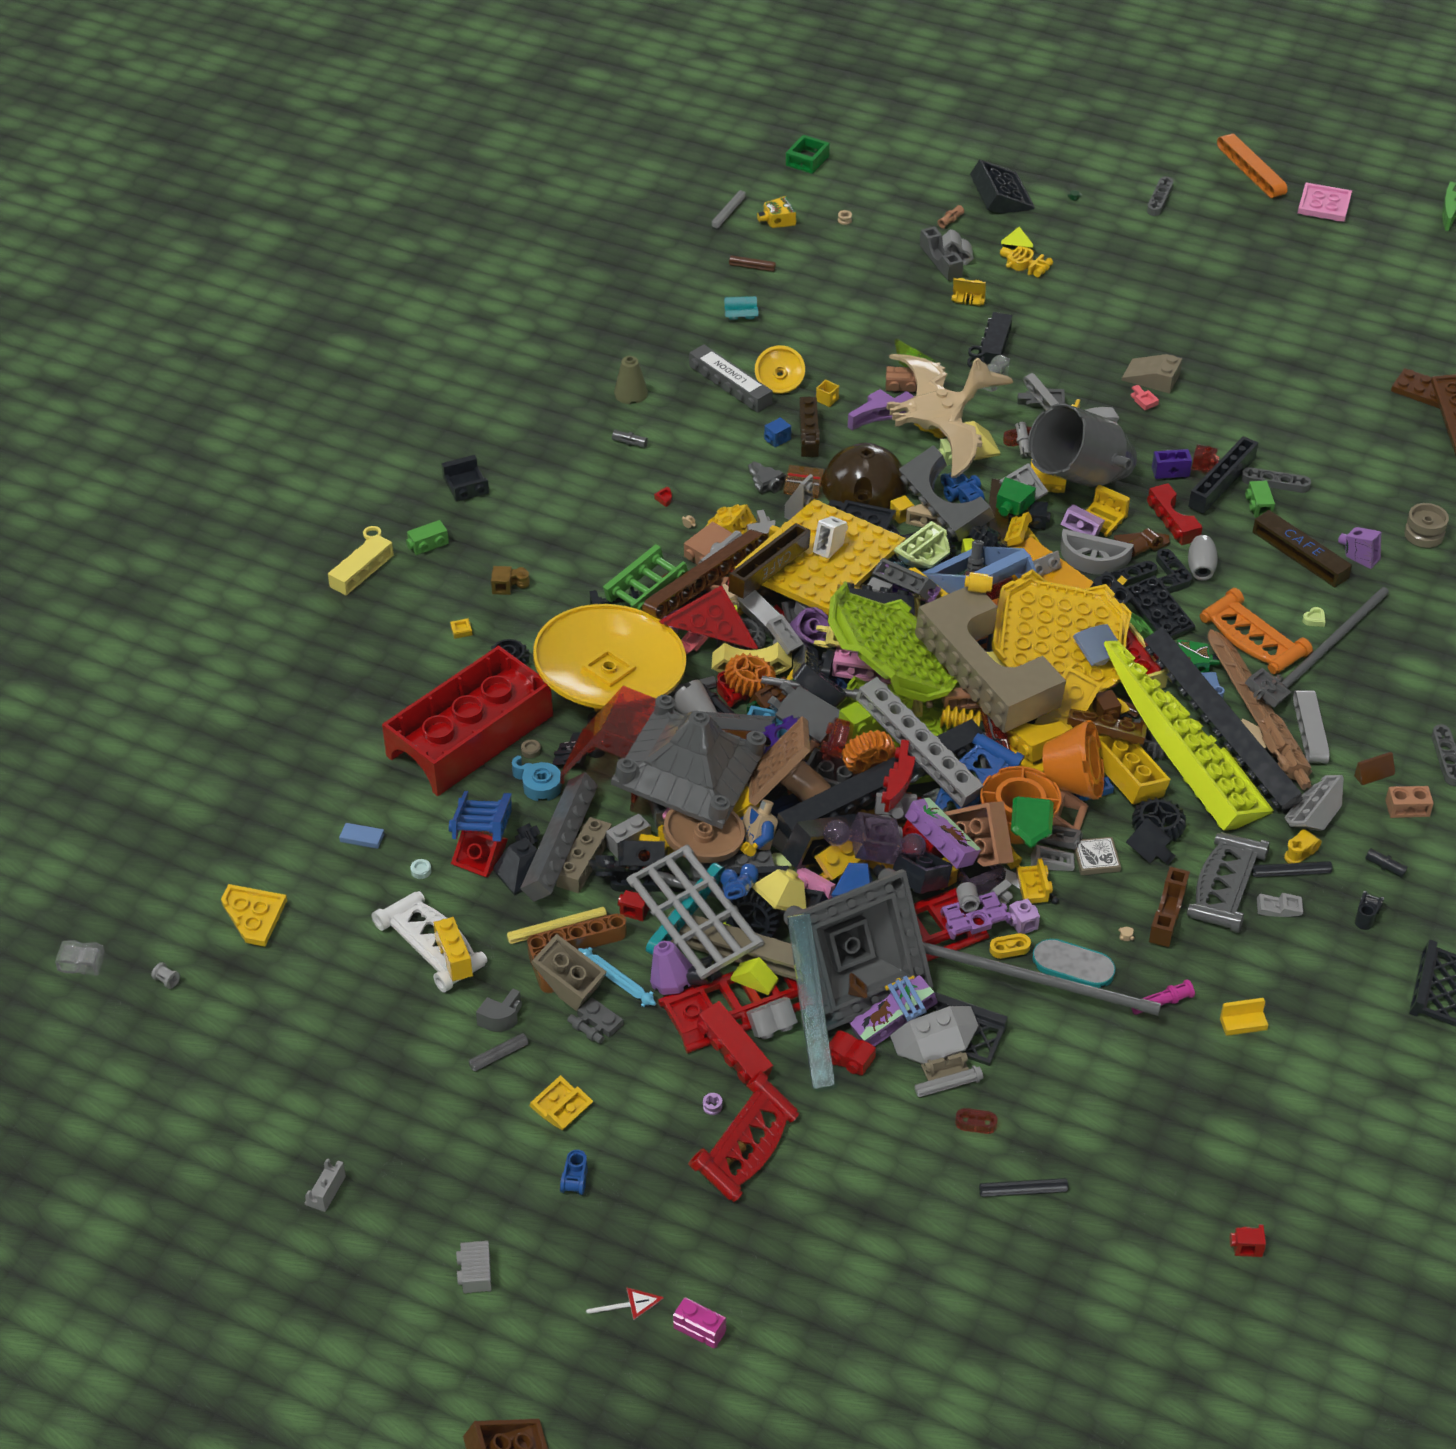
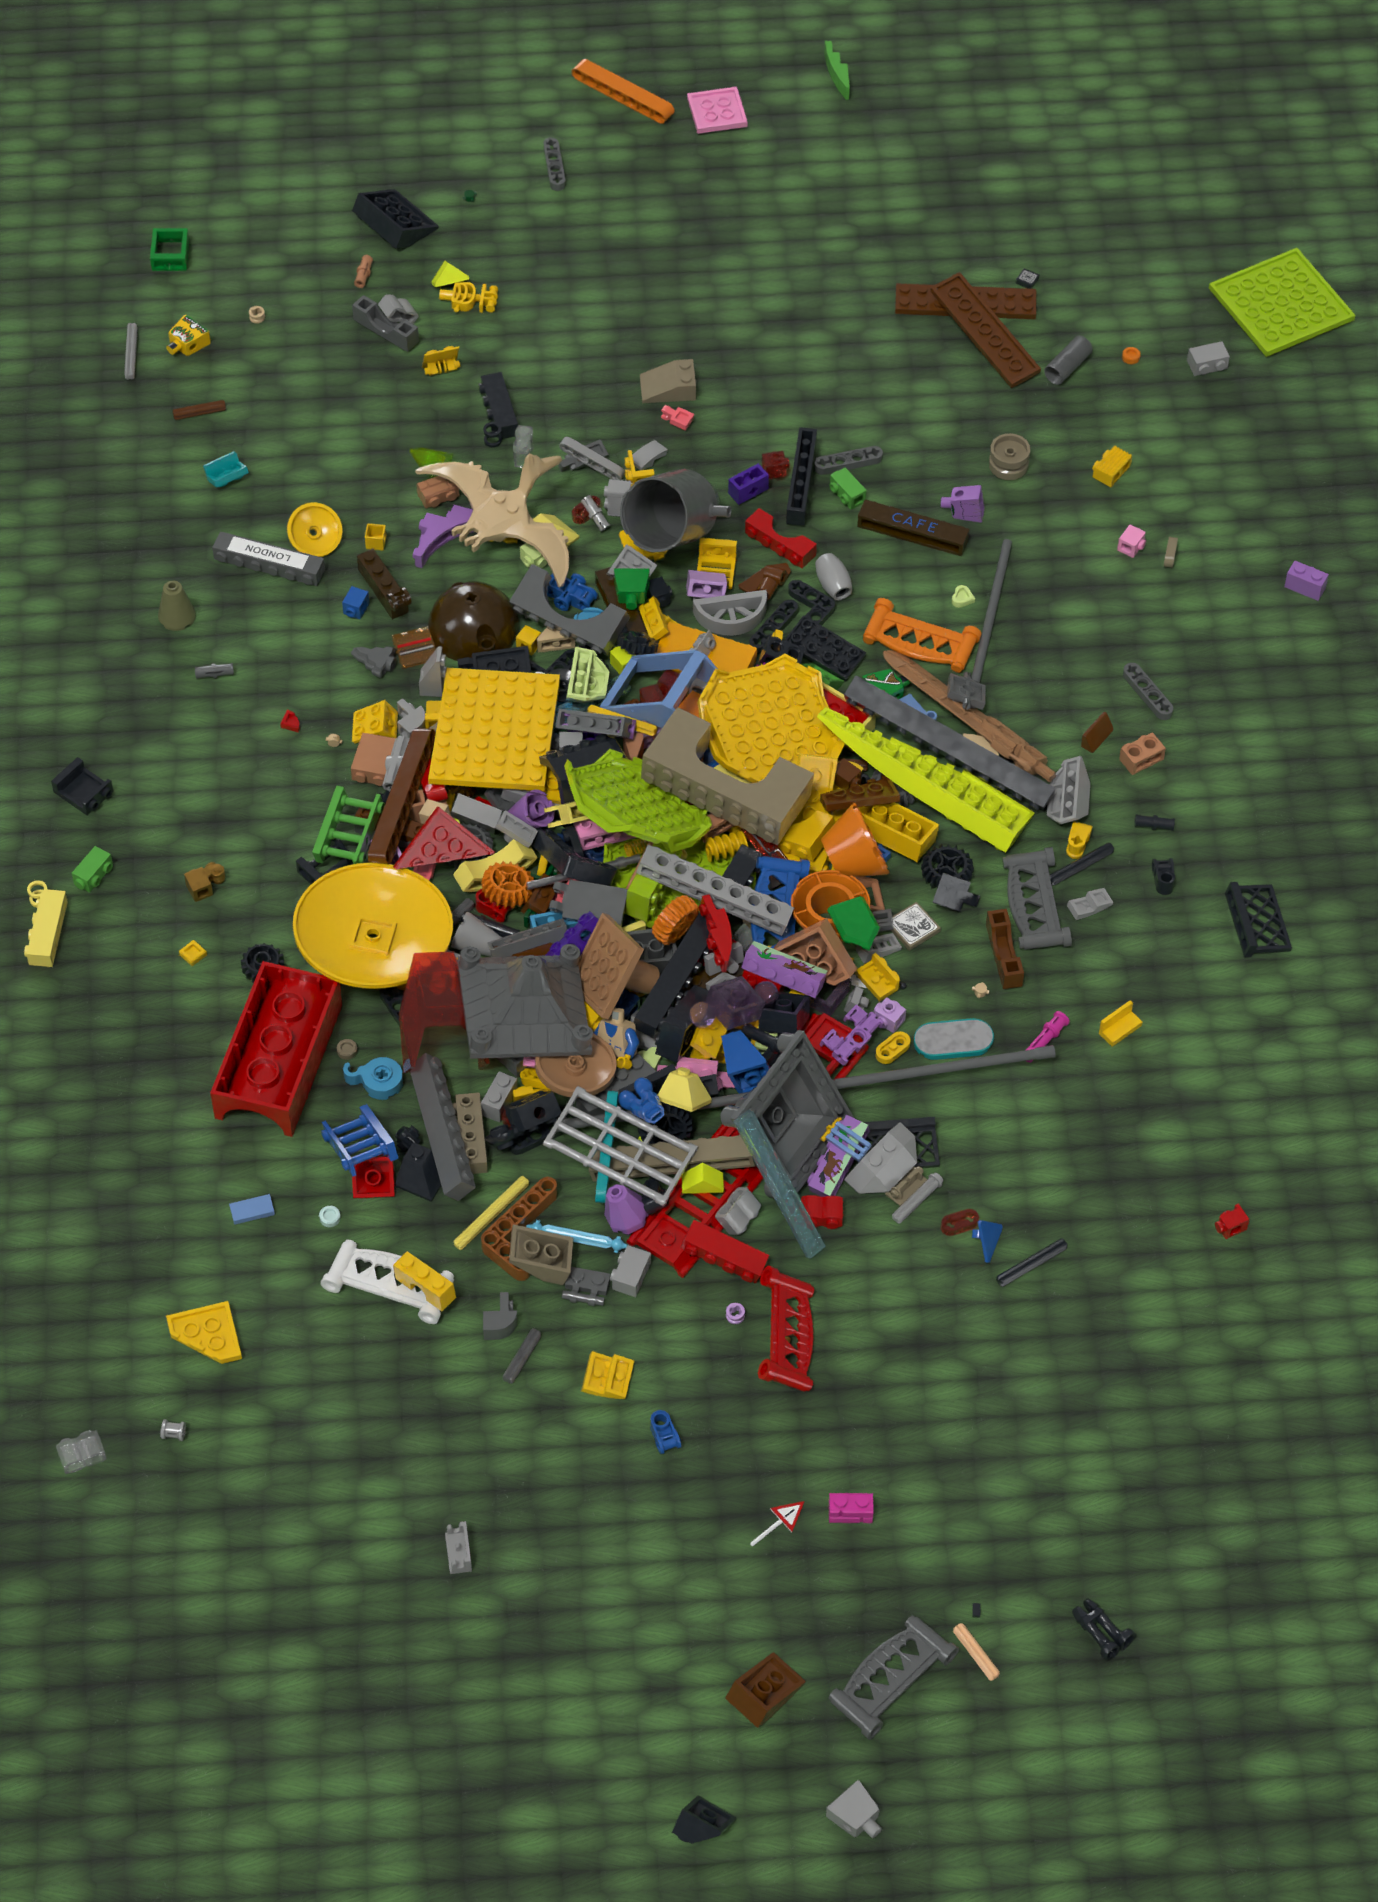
camera: 30 degrees left, 10 degrees up
(475, 1267) = (636, 1554): light grey brick -> none
(565, 750) = (388, 1036): black piece -> none
(632, 906) = (547, 1162): red brick -> none
(642, 1025) = (630, 1271): none -> light grey brick
(769, 560) = (464, 760): dark brown brick -> none
(829, 536) = (499, 701): white torso -> none
(837, 738) = (637, 918): clear red slope -> none
(857, 986) = (799, 1150): reddish brown slope -> none
(968, 897) = (838, 1020): light grey brick -> none
(976, 560) = (640, 672): dark grey hinge -> none
(978, 582) = (684, 707): yellow brick -> none
(994, 1144) = (989, 1235): none -> blue piece
(1092, 643) = (805, 719): sand blue slope -> none
(1311, 726) = (1021, 713): light grey beam -> none

